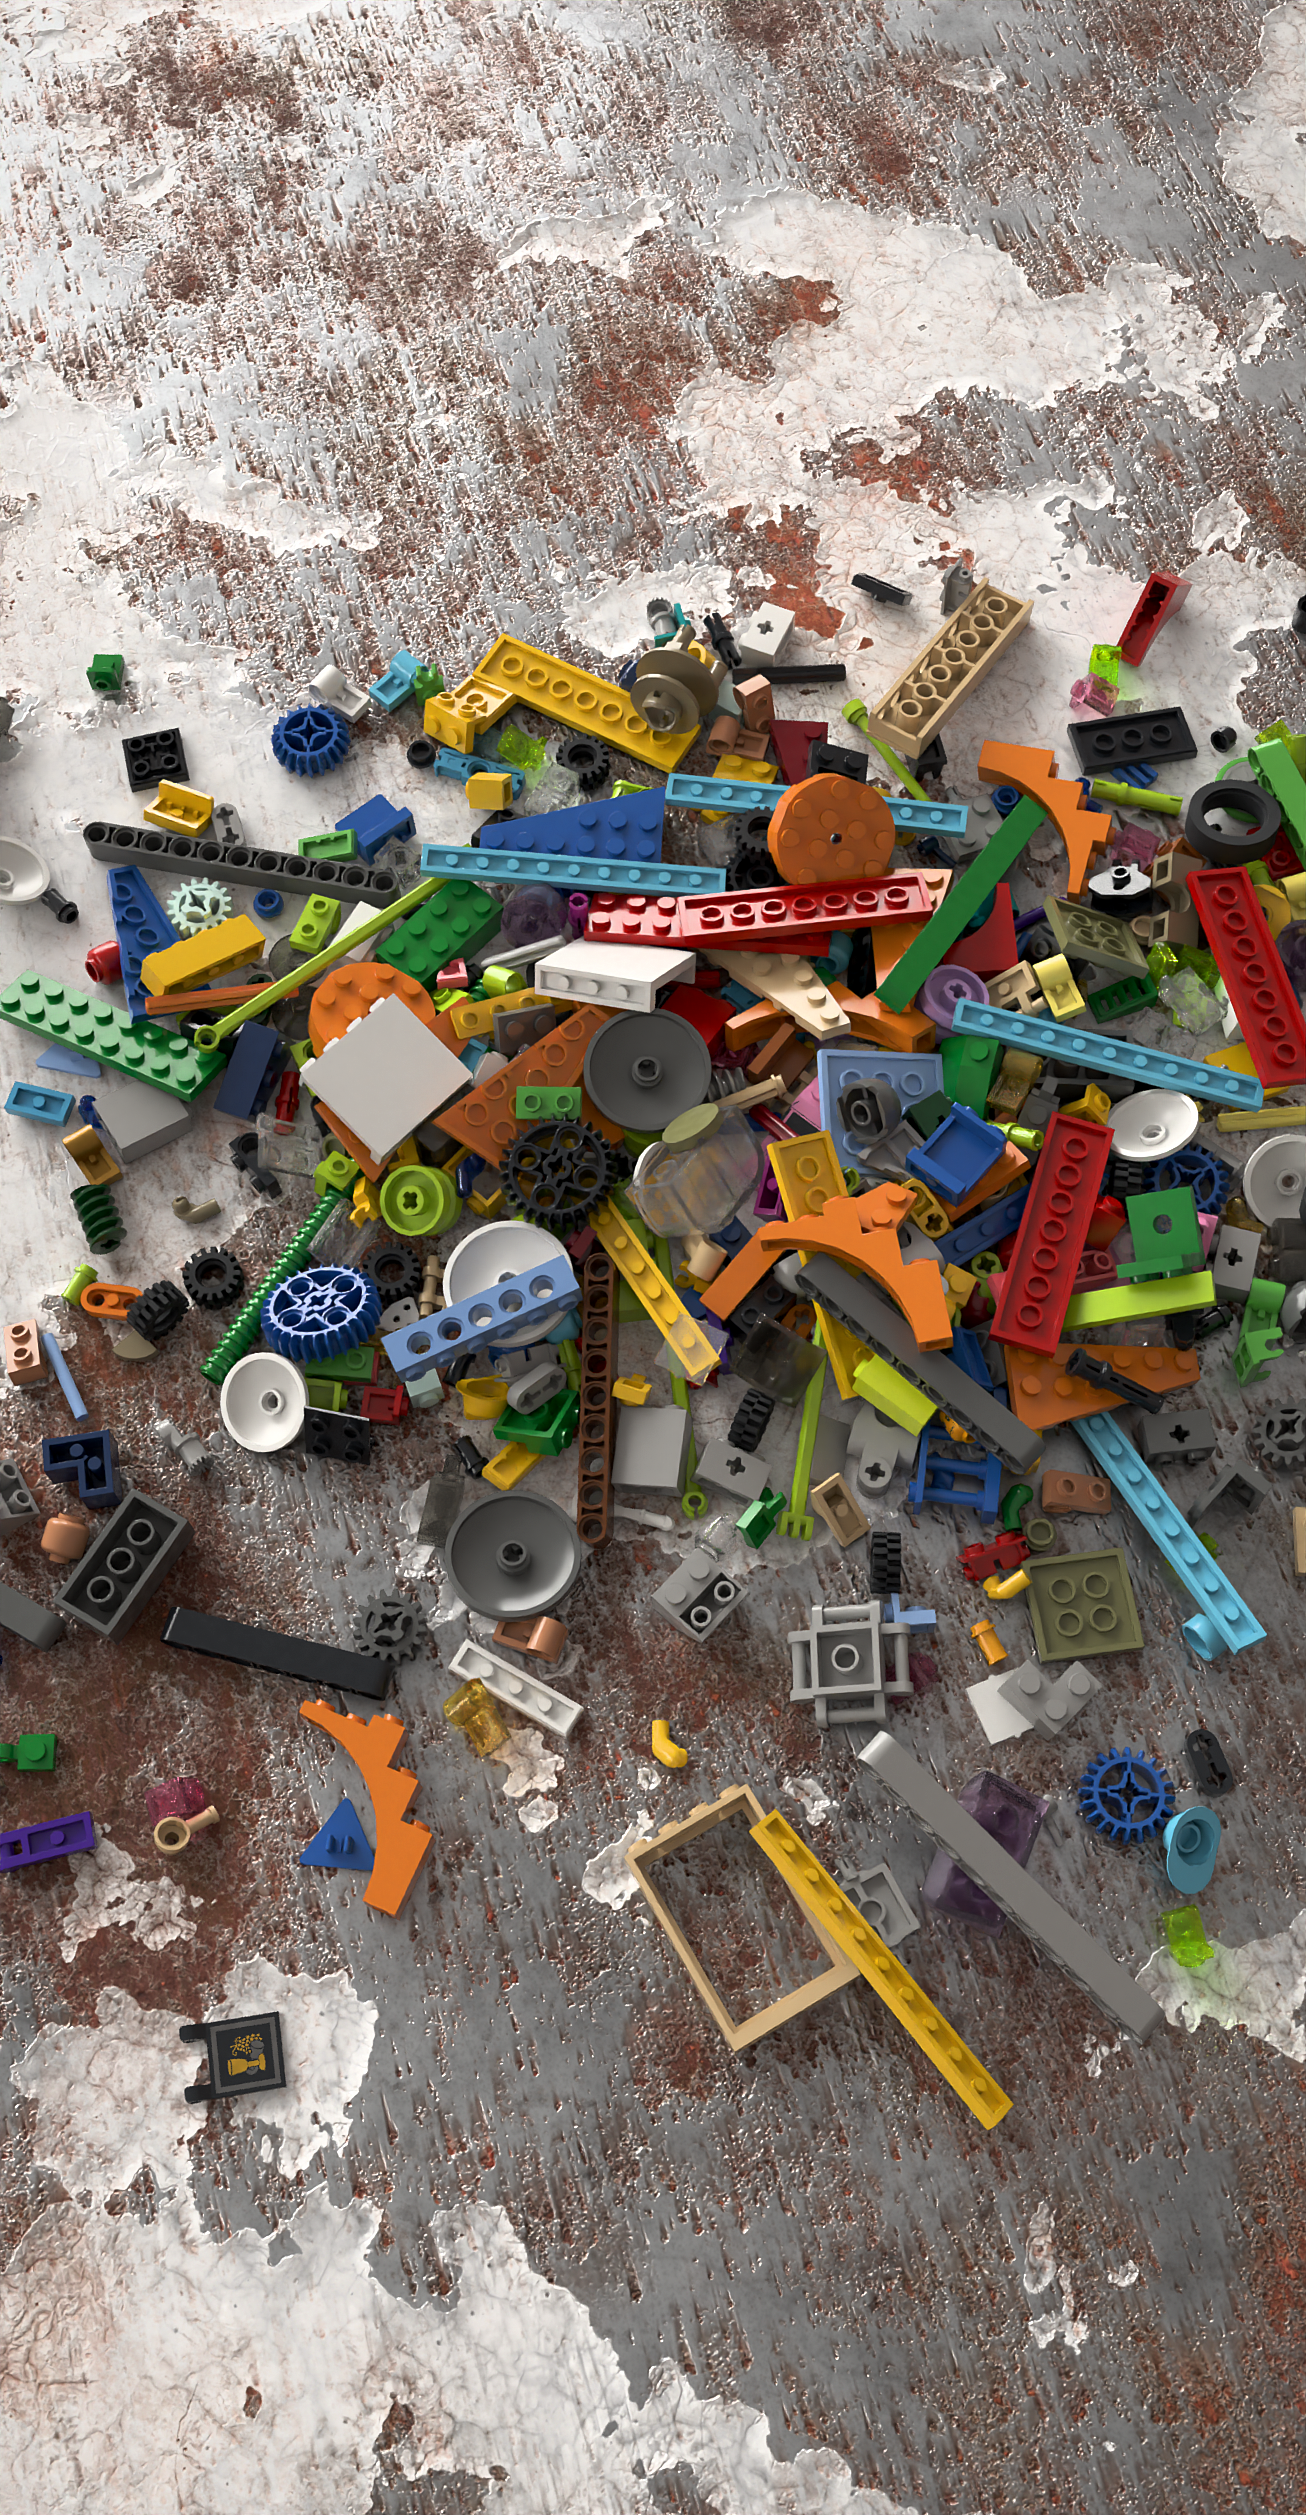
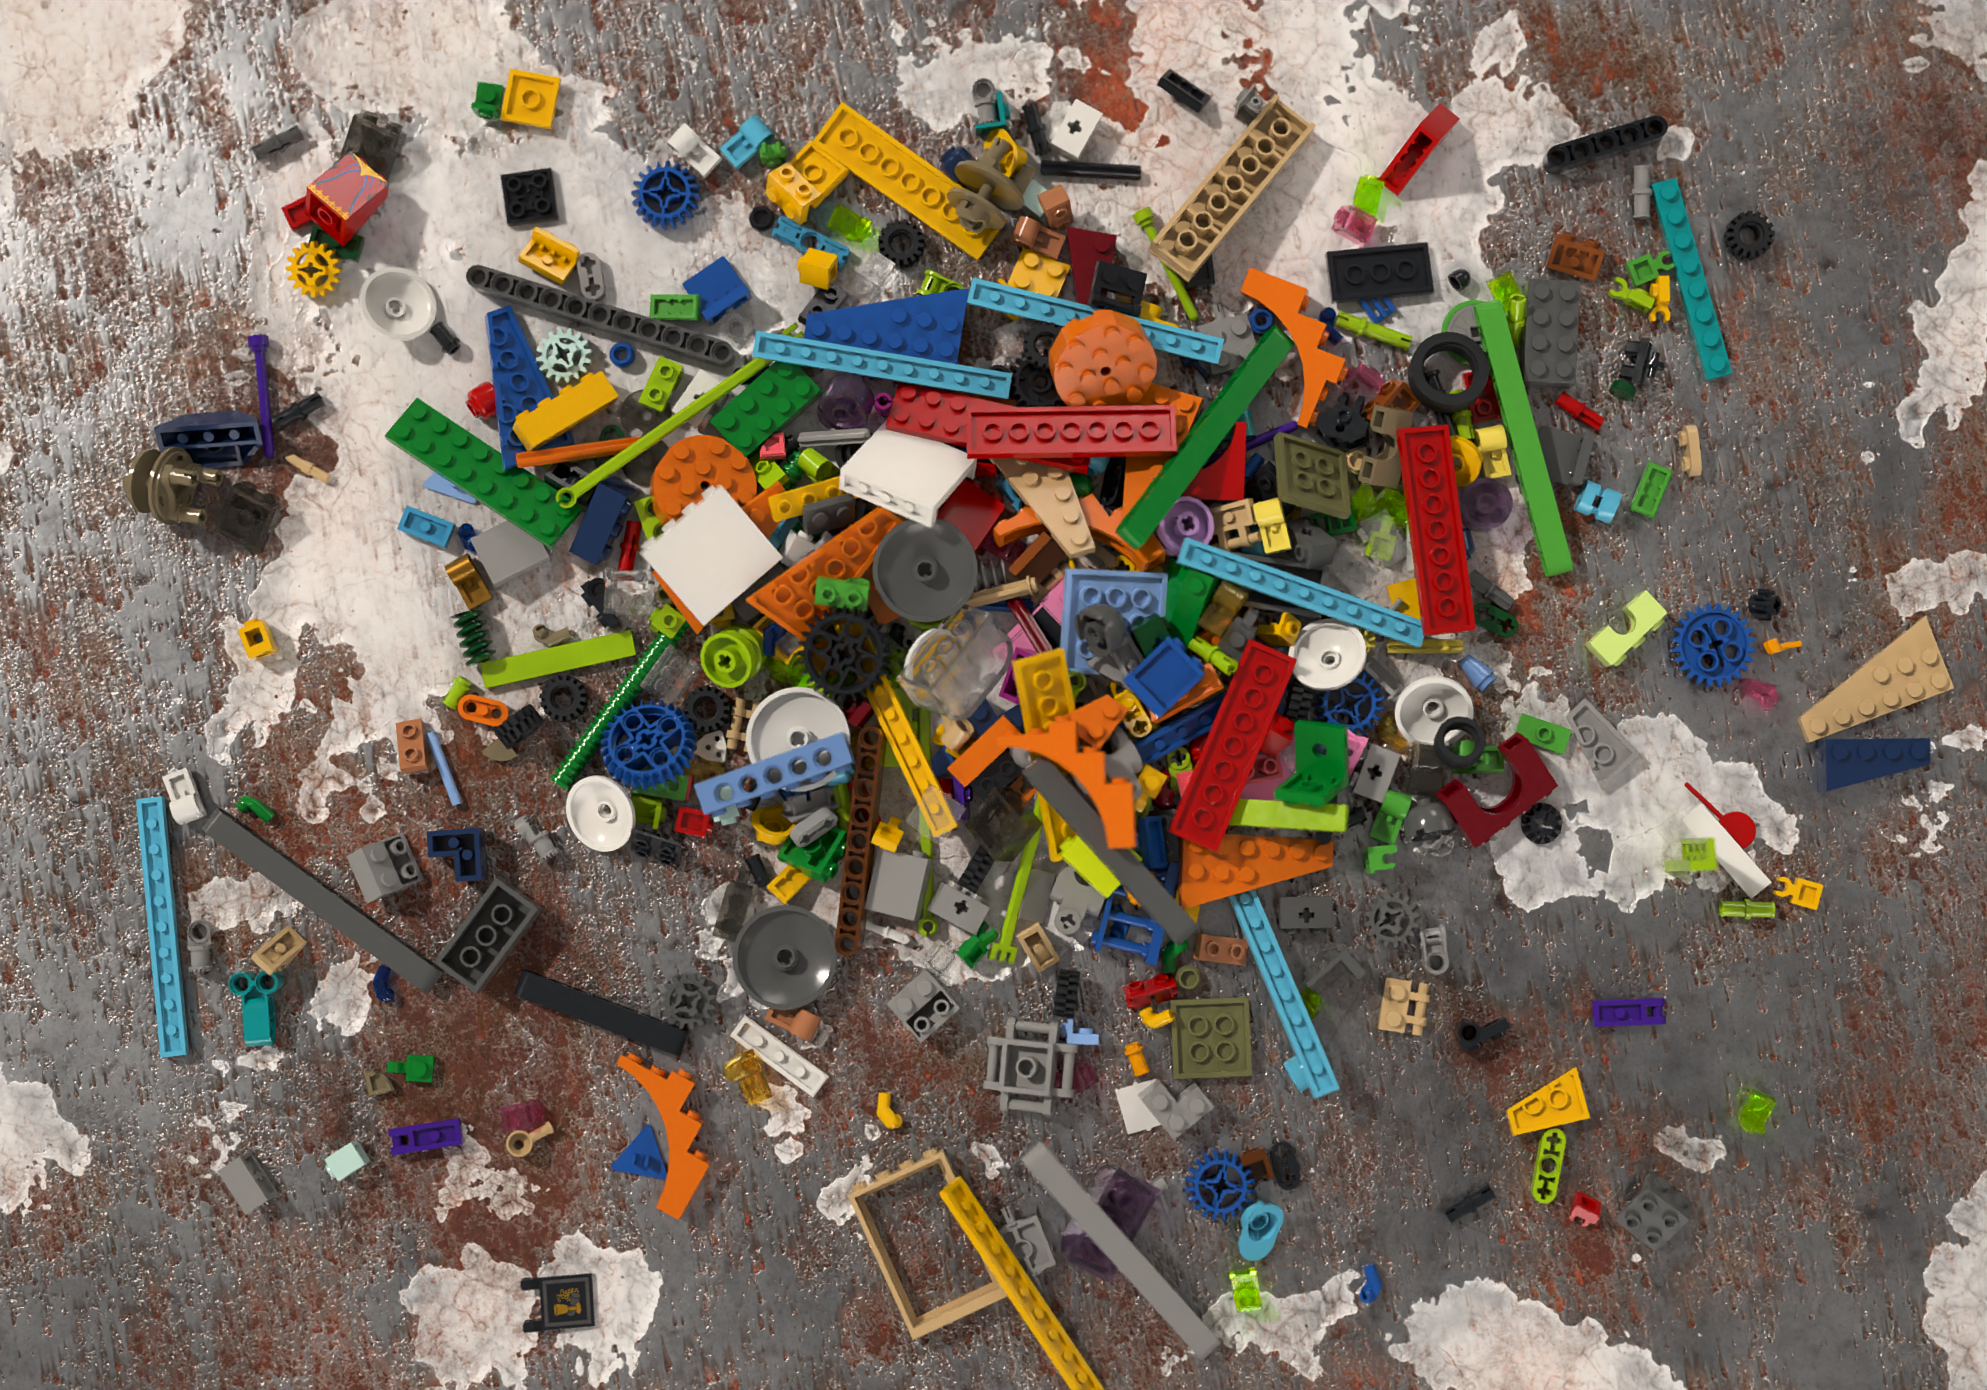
camera: 10 degrees right, 20 degrees up
(65, 1538) = (443, 905): nougat head -> none
(153, 664) = (530, 99): none -> yellow plate
(218, 1231) = (558, 659): none -> lime tile
(366, 1200) = (690, 647): yellow plate -> none
(485, 1213) = (781, 672): none -> clear neon green bracket
(691, 1126) = (955, 630): tile -> none
(1101, 1375) = (1251, 868): black pin -> none
(1107, 1011) = (1310, 543): none -> dark grey brick
(1176, 1759) = (1258, 1161): none -> reddish brown panel

